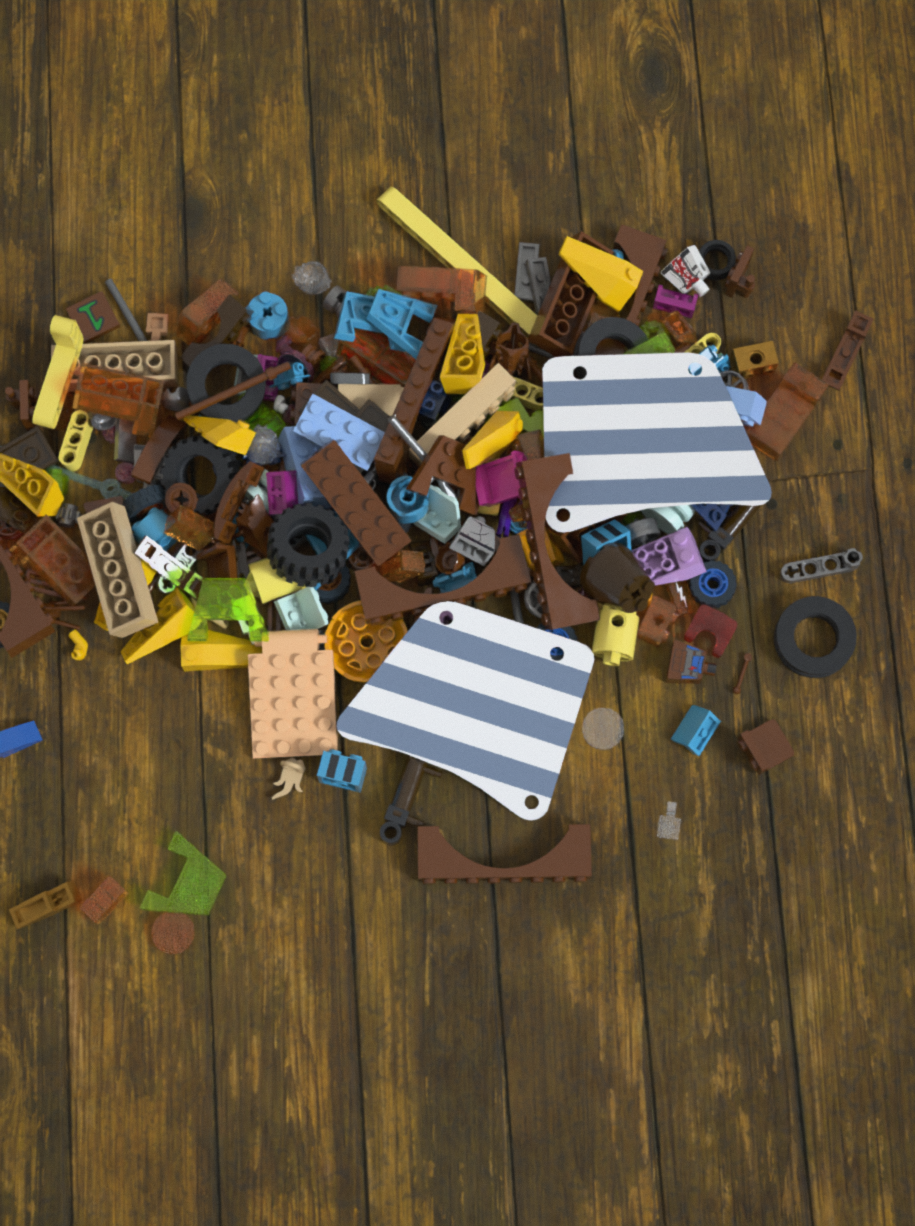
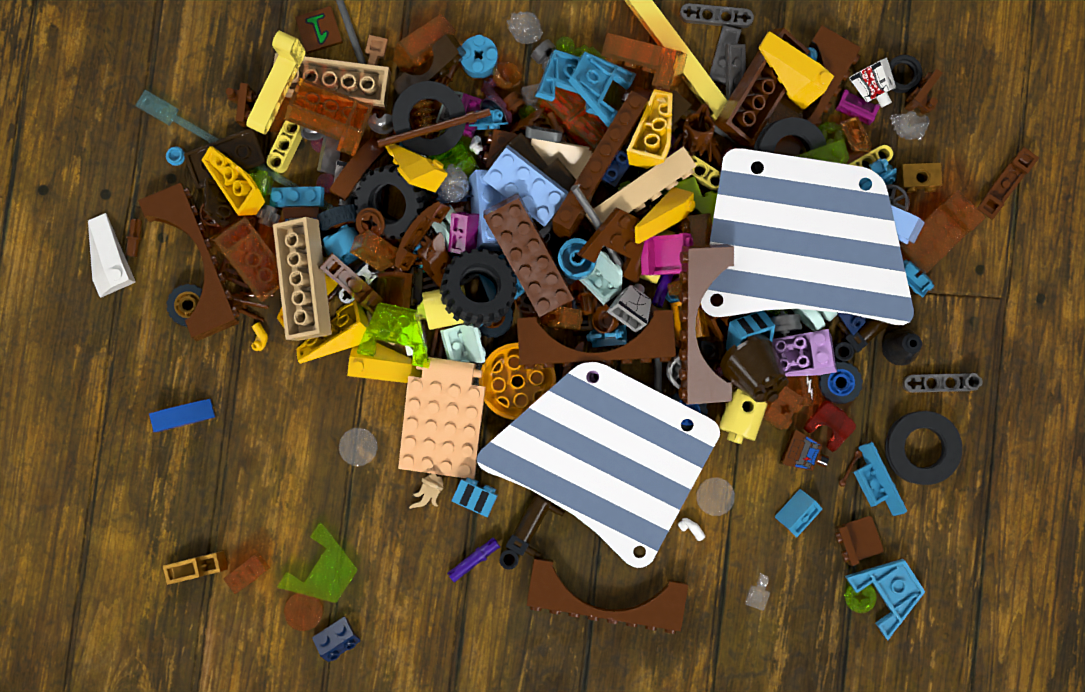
camera: 15 degrees right, 10 degrees up
(97, 490) = (297, 197): none -> dark azure plate
(205, 744) = (358, 447): none -> clear tile
(214, 956) = (335, 640): none -> dark blue bracket
(217, 383) = (423, 116): none -> clear orange piece
(345, 849) = (470, 562): none -> dark purple pin
(357, 287) = (565, 45): none -> clear neon green tile
(423, 541) = (585, 297): none -> reddish brown axle
(511, 238) = (716, 15): none -> flat silver beam
(578, 762) = (694, 527): none -> white arm
(733, 309) = (910, 125): none -> clear hair
(771, 536) = (901, 346): none -> black cone
(772, 680) = (877, 482): none -> dark azure bracket
(776, 468) = (919, 284): none -> dark azure hinge
(786, 800) = (865, 604): none -> clear neon green gear
(816, 789) = (896, 587): none -> dark azure wing

